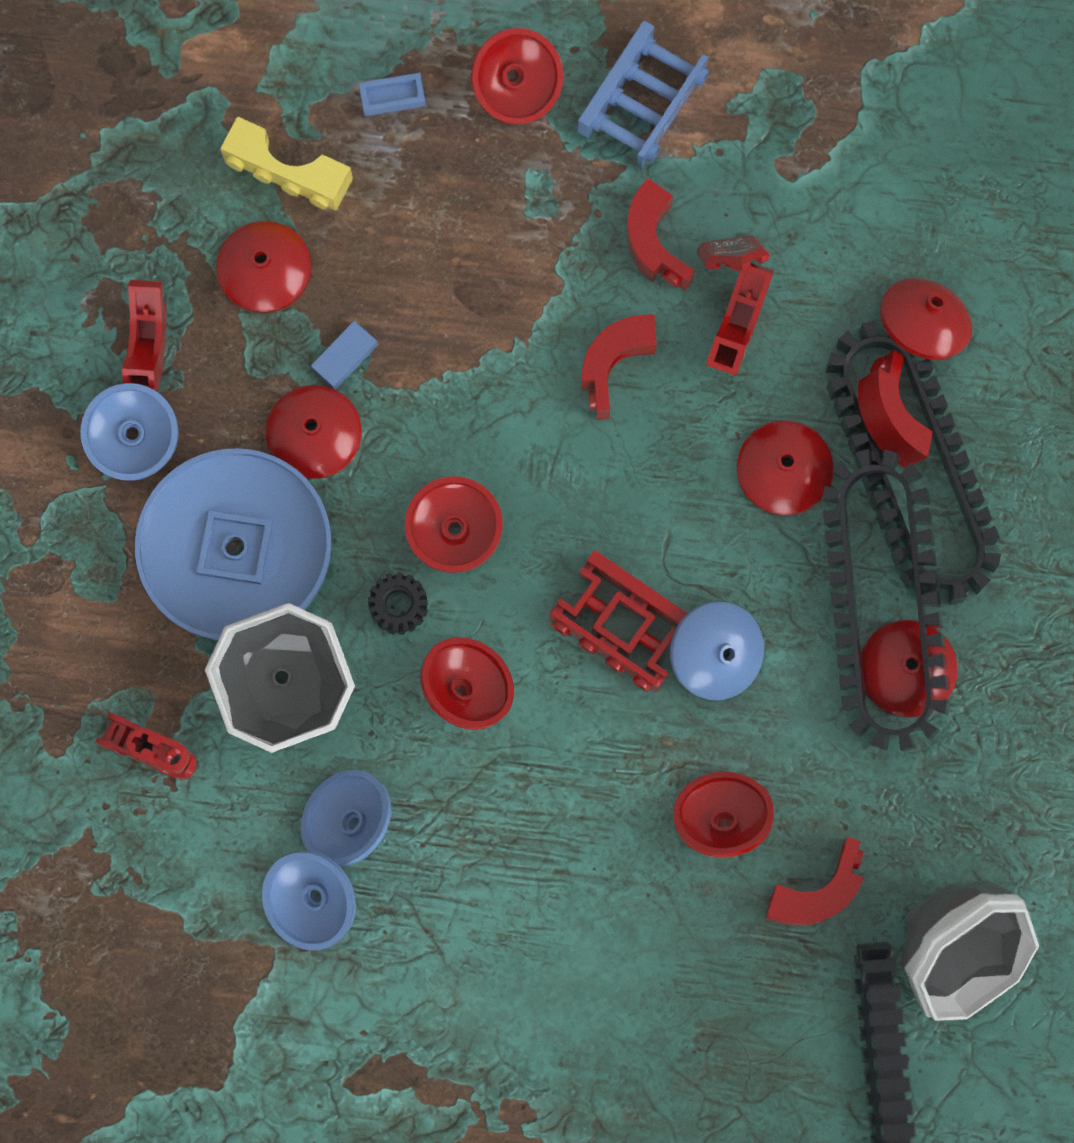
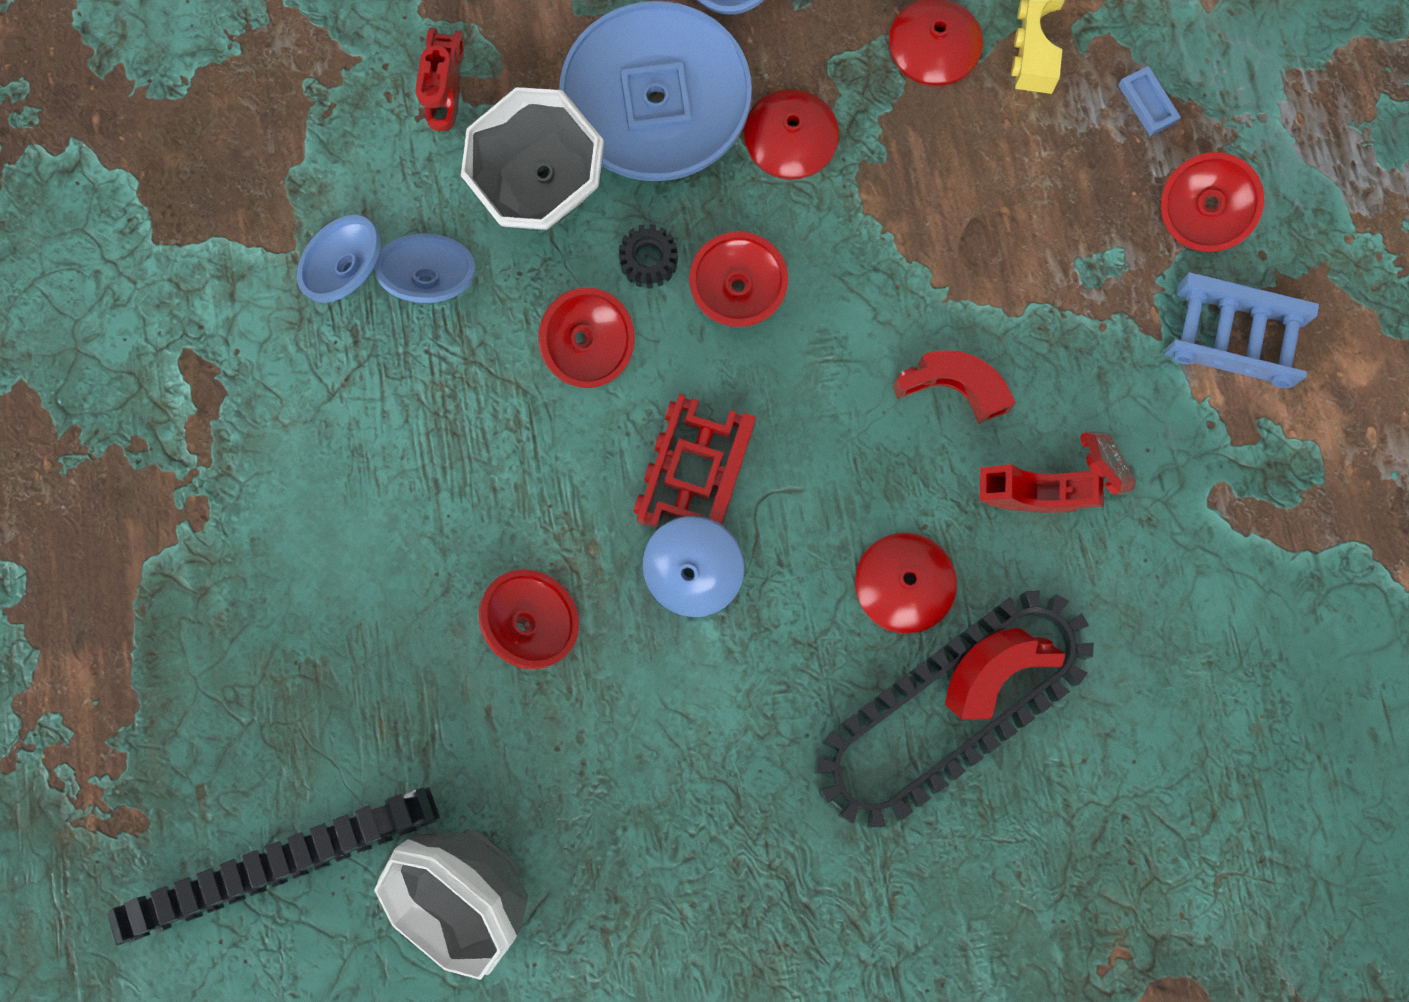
camera: 70 degrees right, 0 degrees up
(344, 355) = (874, 137): medium blue tile -> none
(644, 215) = (1113, 368): red arch -> none
(809, 908) = (461, 732): red arch -> none
(840, 600) = (933, 703): black piece -> none
(888, 679) = (732, 792): red dish -> none
(926, 318) = (1110, 678): red dish -> none

